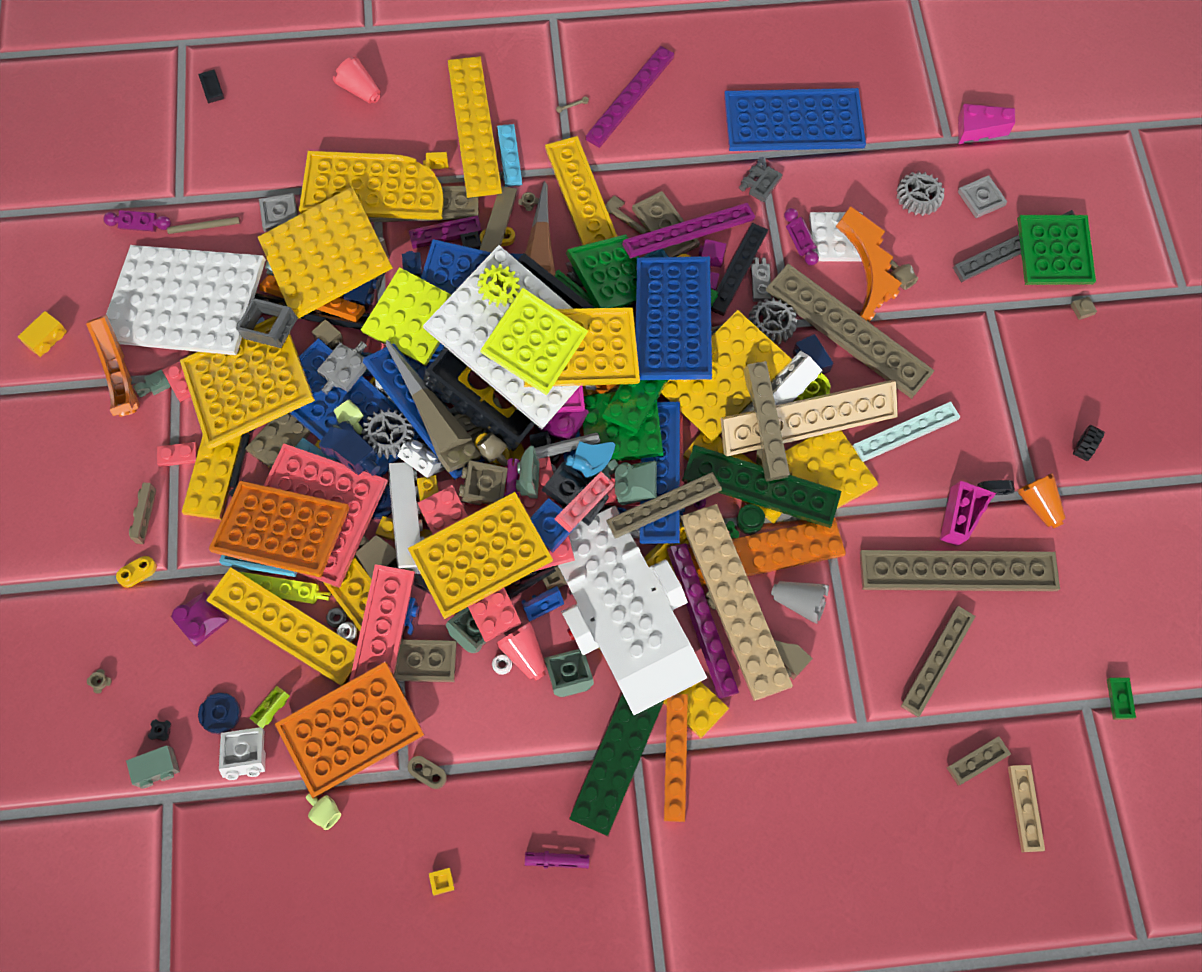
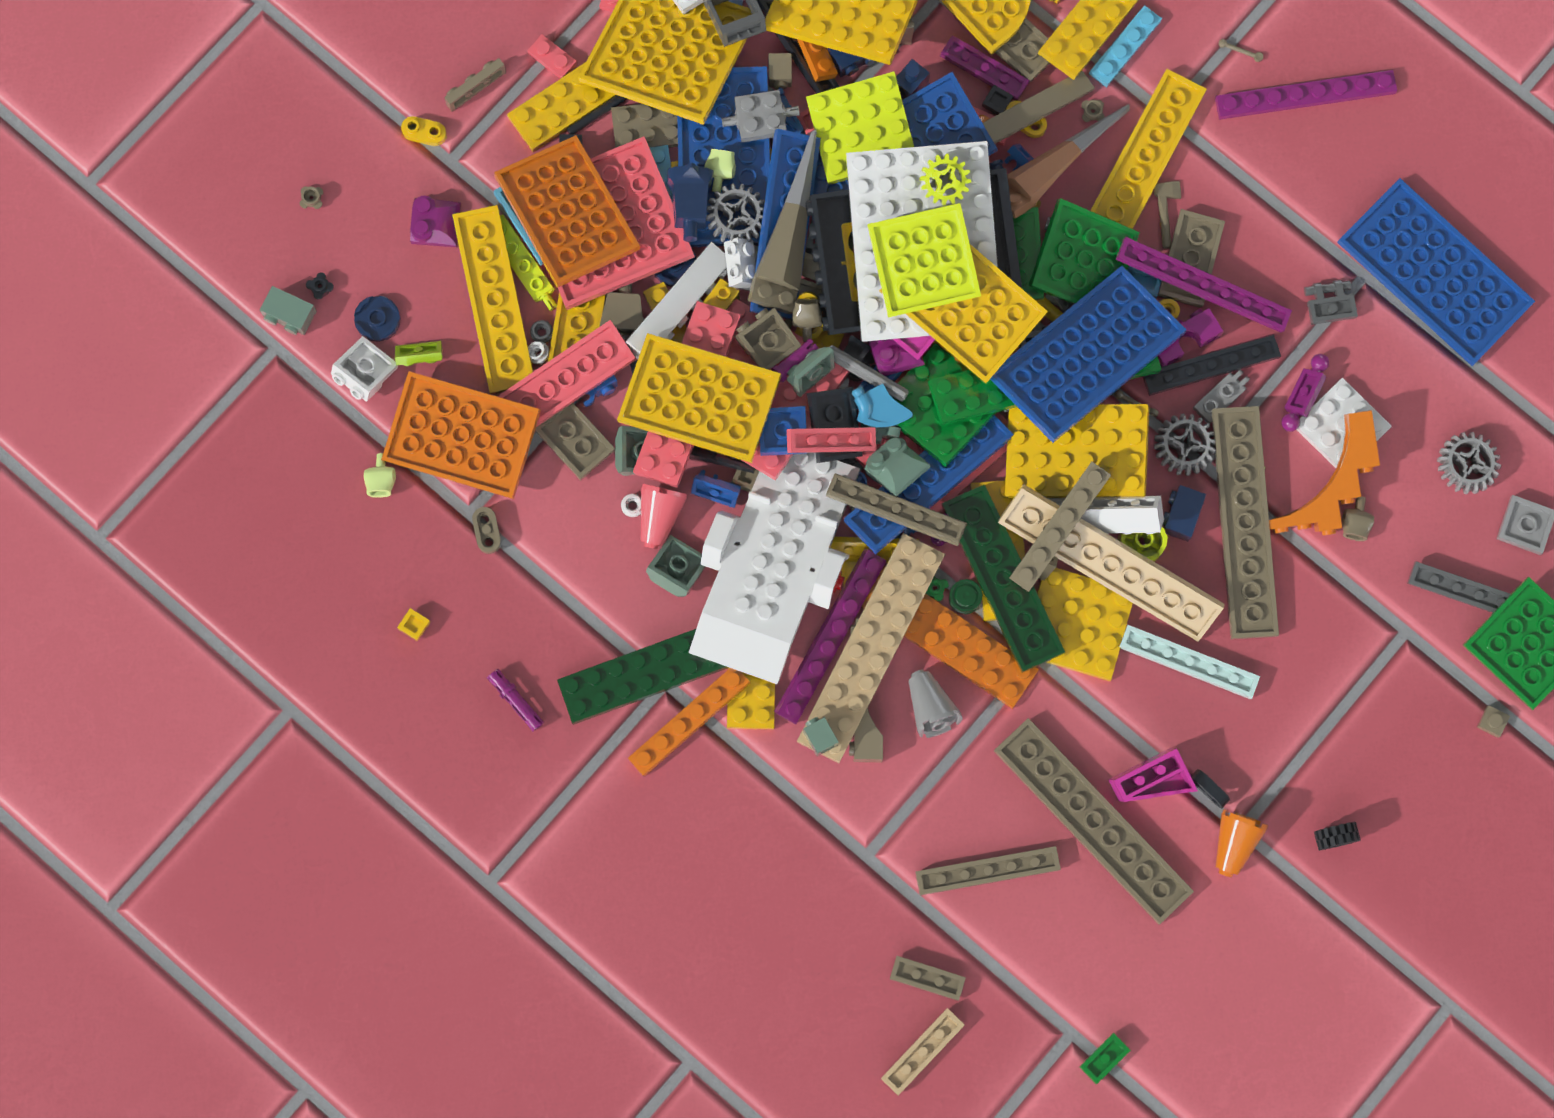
camera: 45 degrees right, 10 degrees up
(768, 680) = (820, 735): none -> sand green brick

